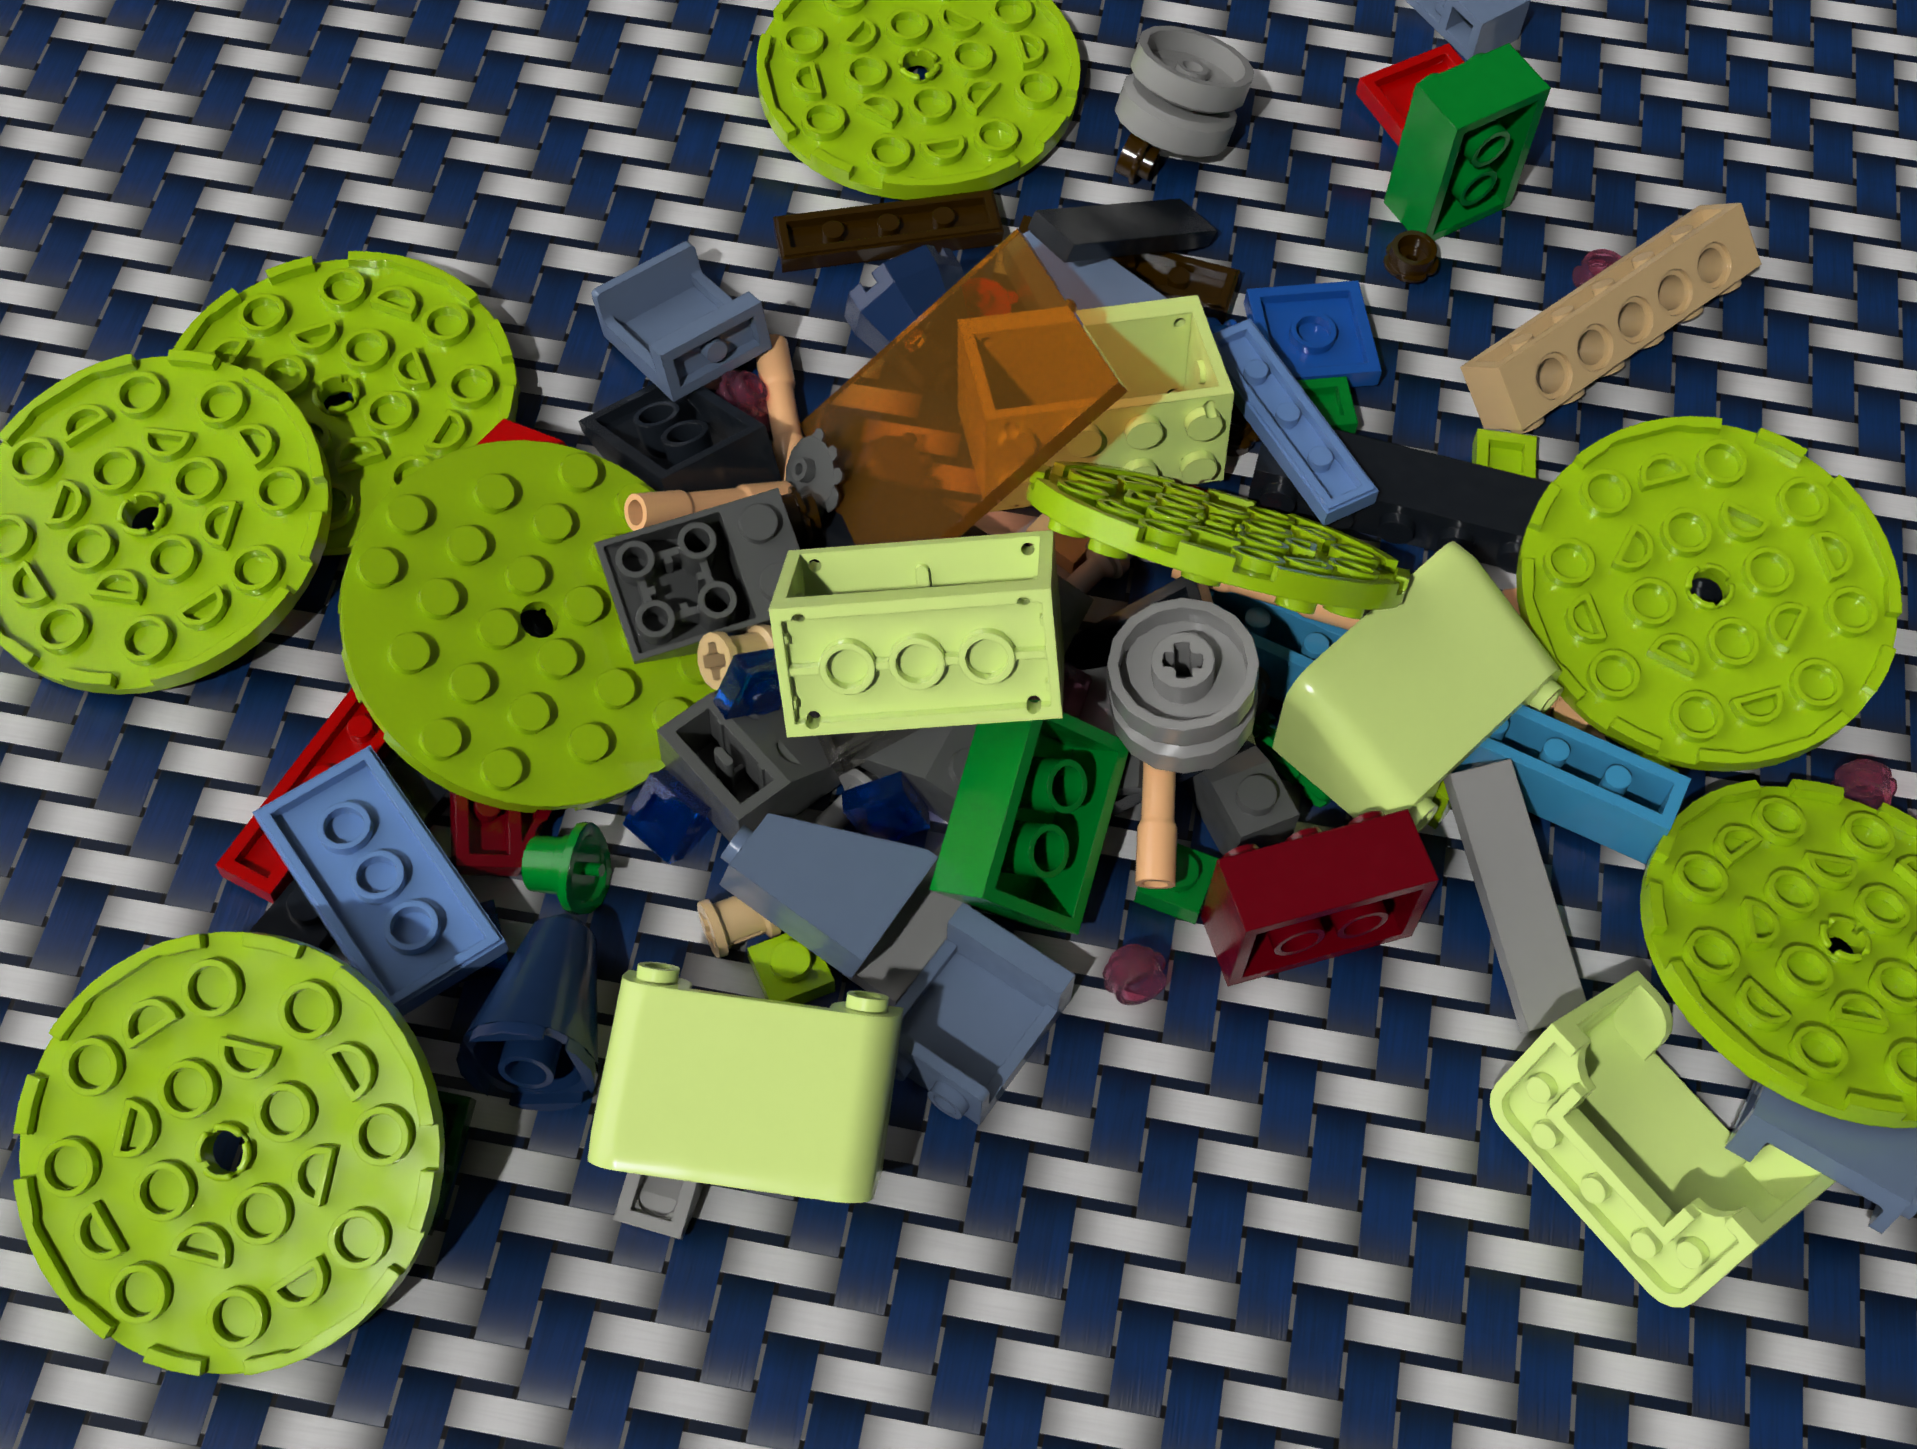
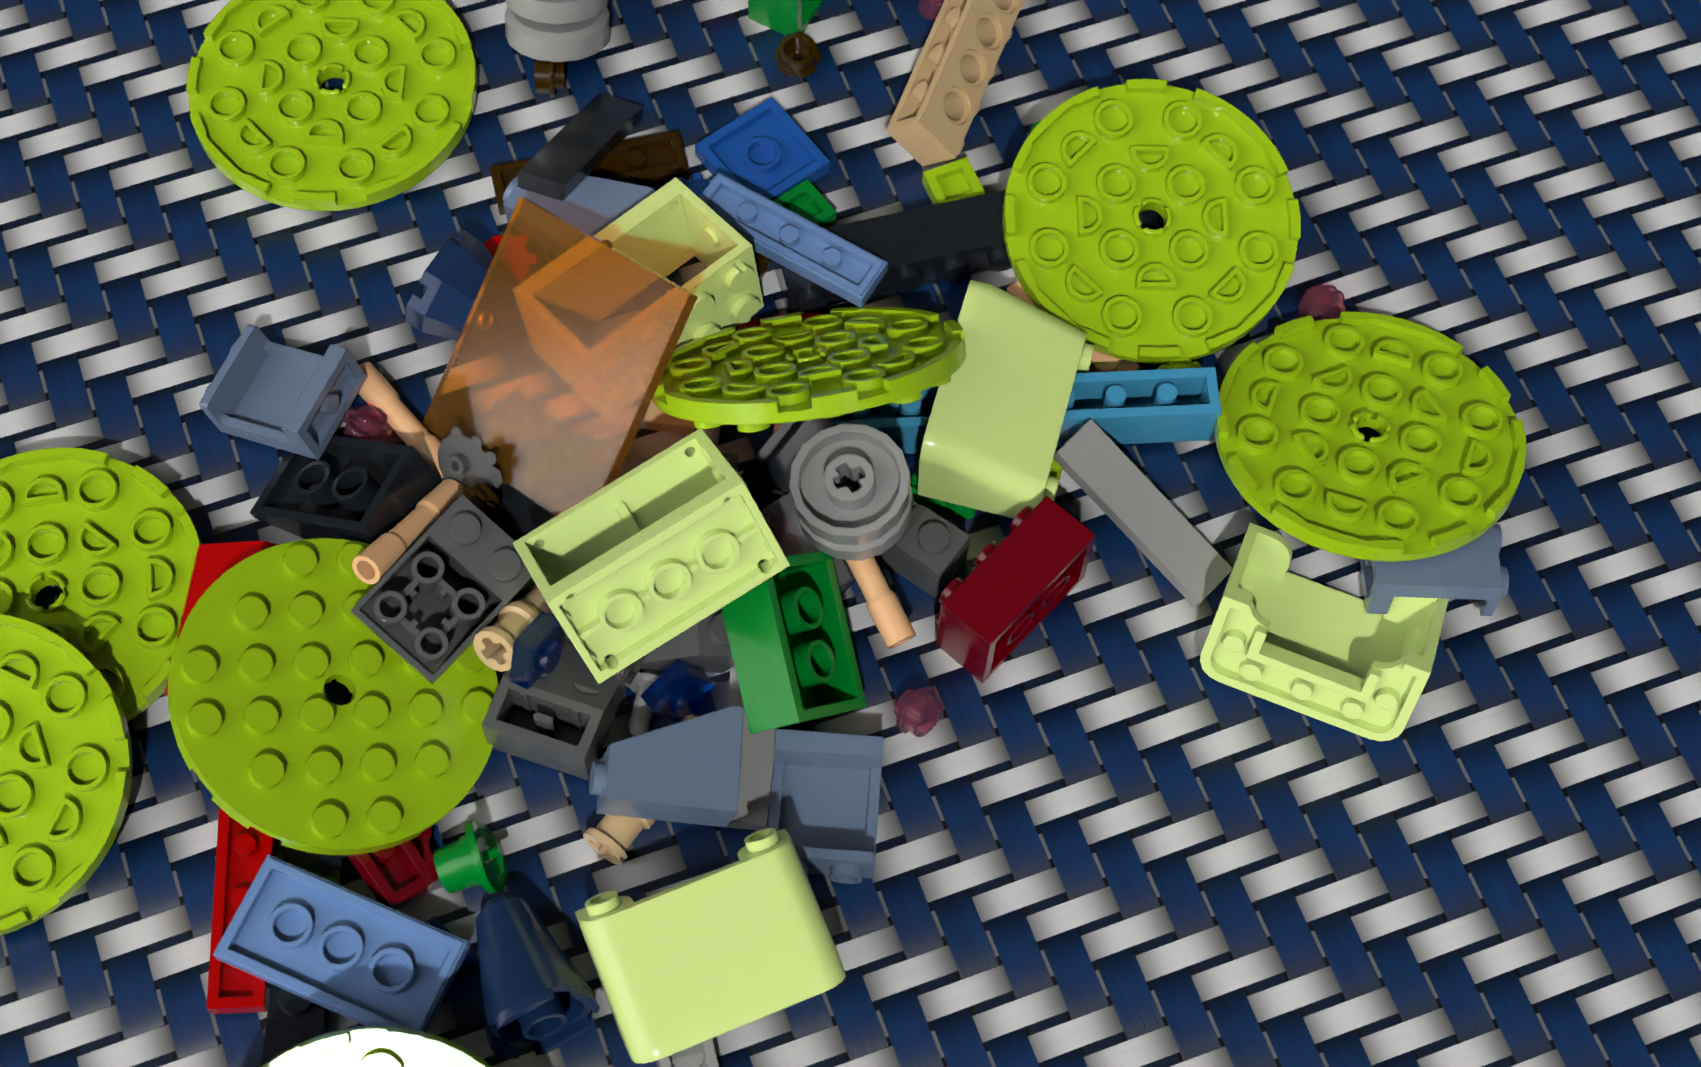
camera: 30 degrees left, 5 degrees up
(666, 816) = (519, 783): clear blue plate -> none
(789, 970) = (676, 847): lime plate -> none
(887, 230) = (389, 231): dark brown tile -> none
(1193, 880) = (919, 615): green plate -> none

